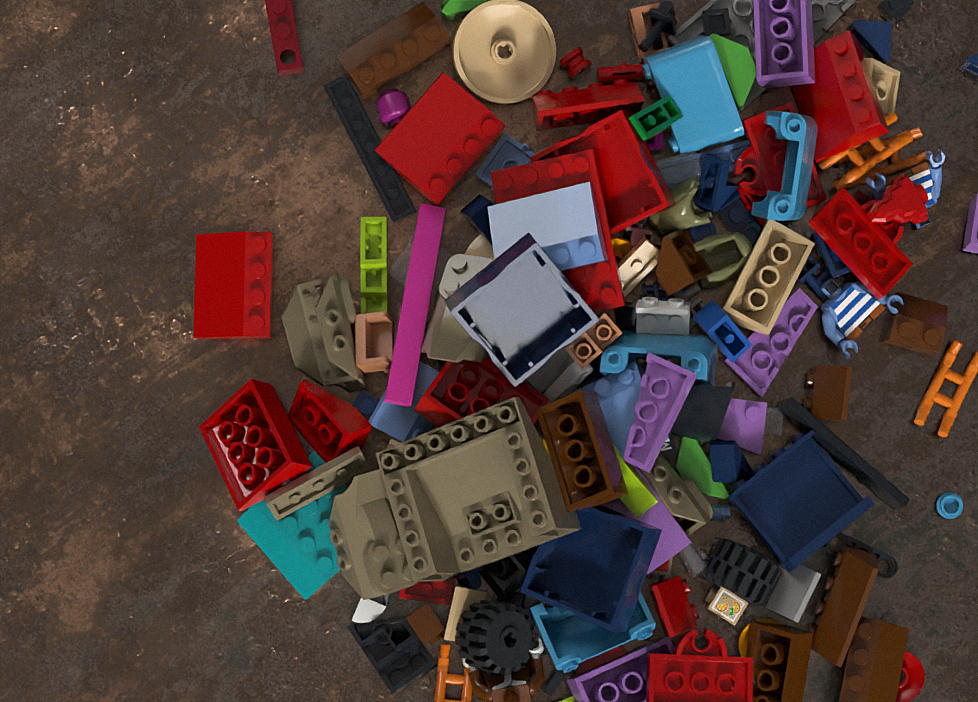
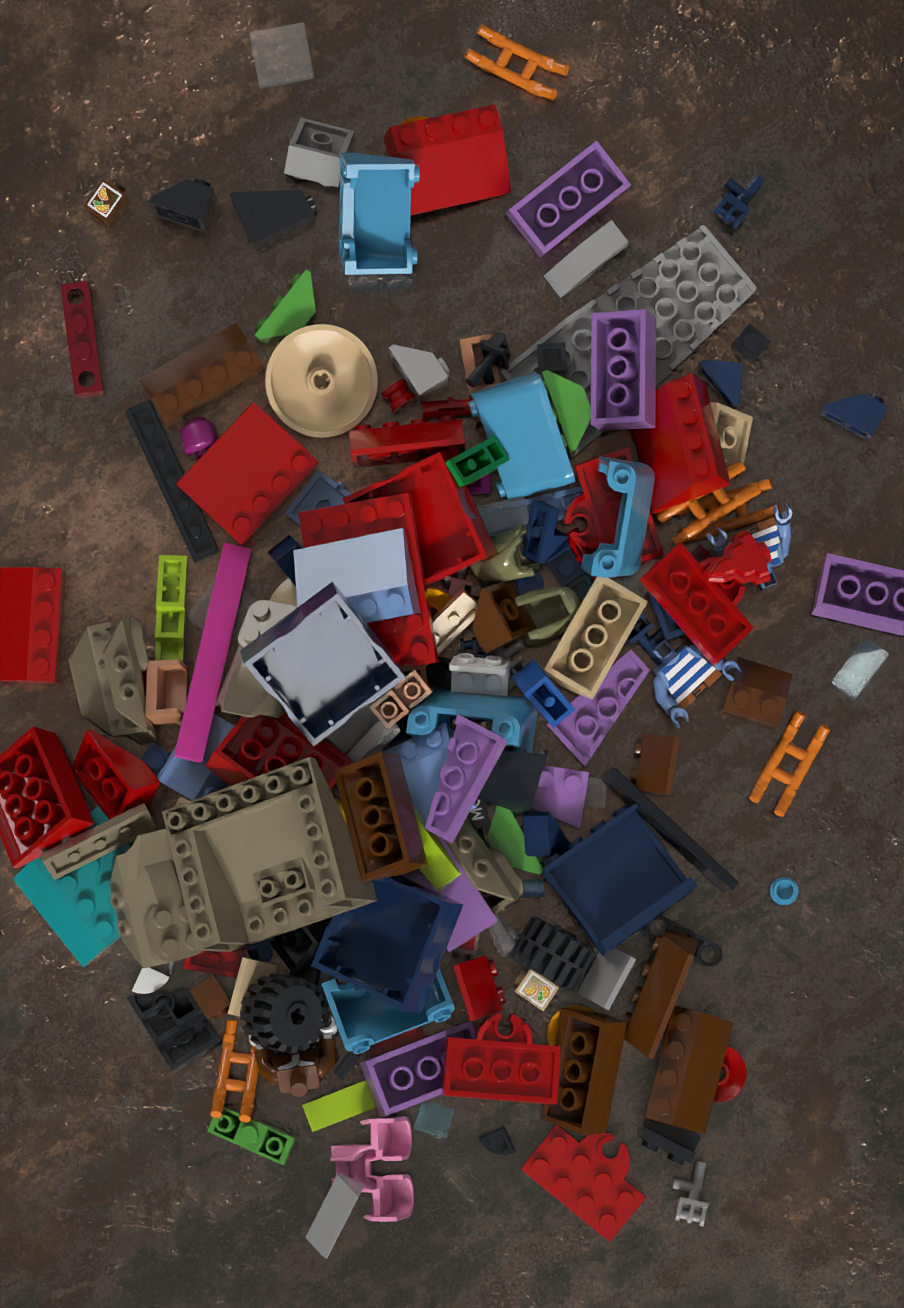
camera: 10 degrees right, 0 degrees up
(595, 37) = (421, 371): none -> light grey slope

